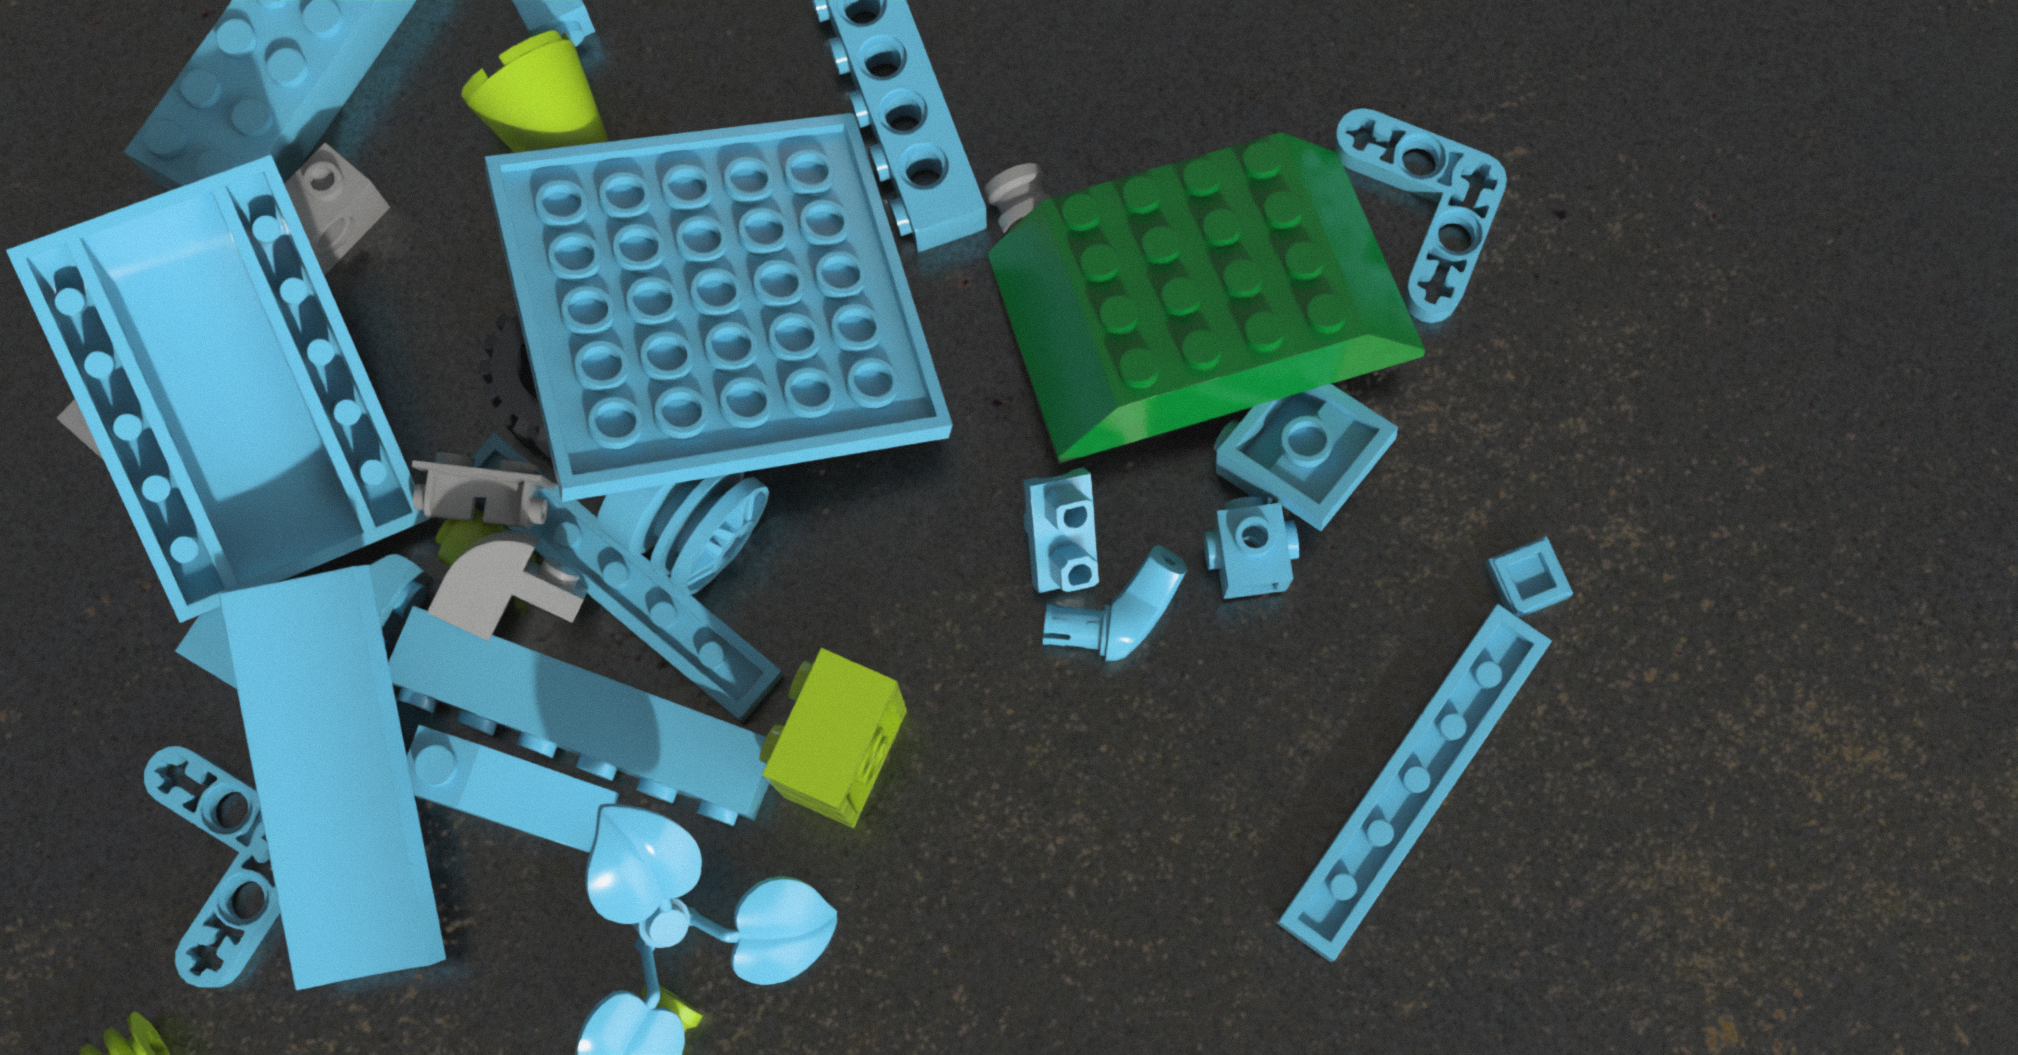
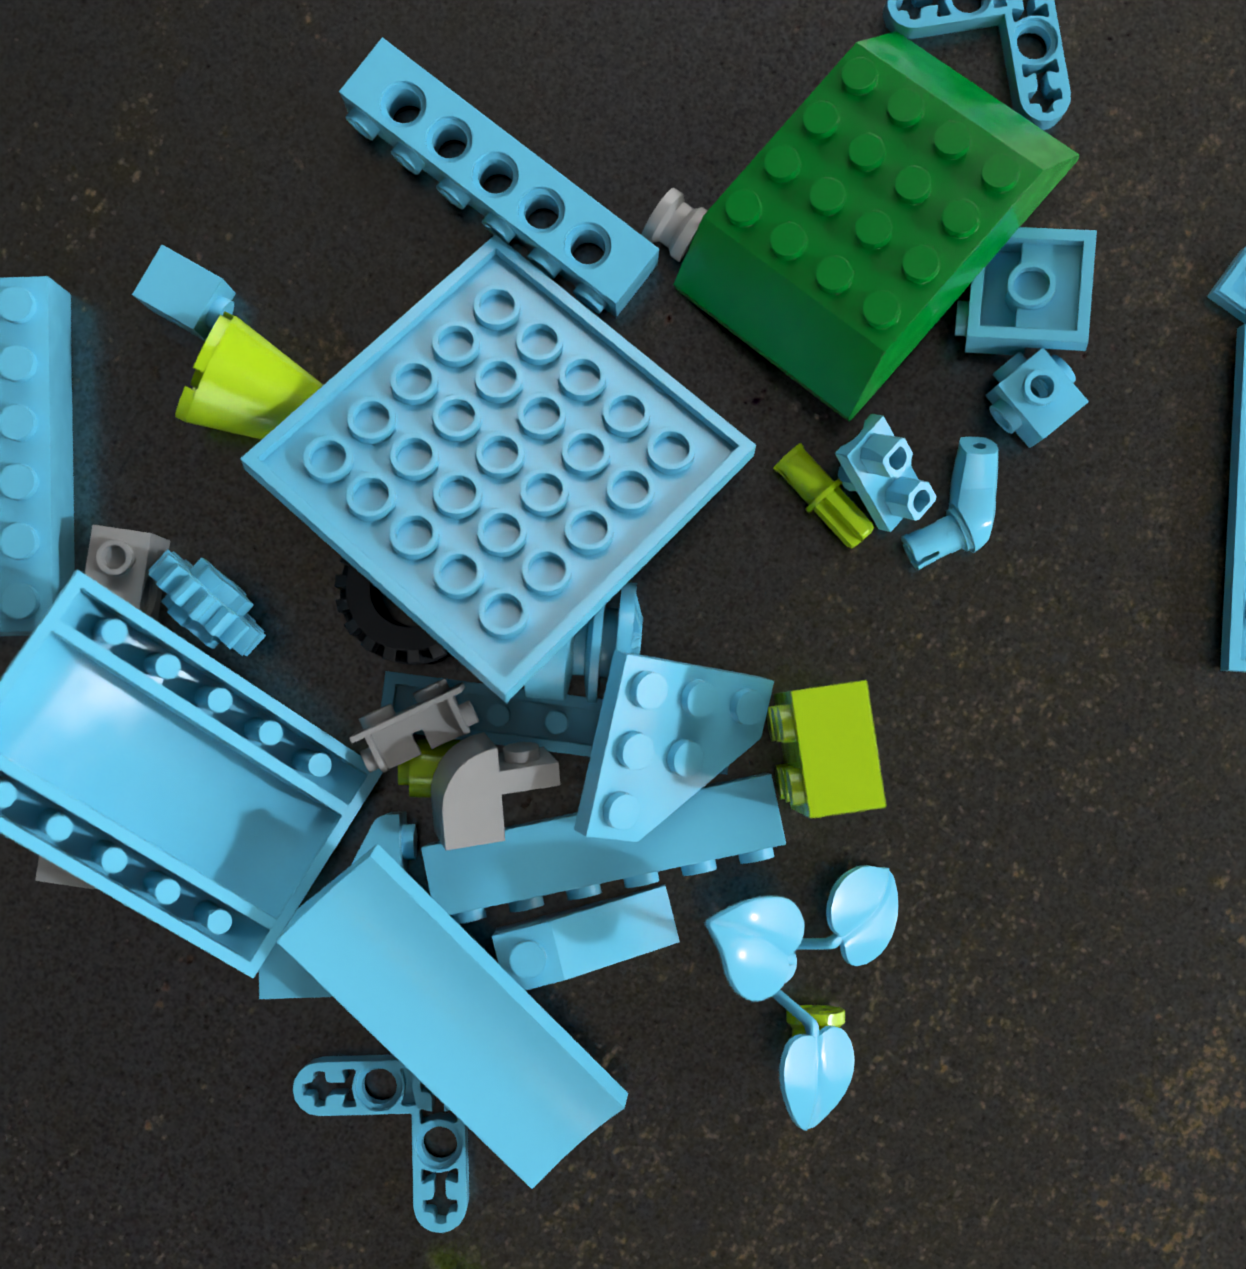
camera: 35 degrees left, 10 degrees up
(376, 271) = (206, 603): none -> medium azure gear
(690, 639) = (663, 739): none -> medium azure plate
(999, 523) = (824, 496): none -> lime axle

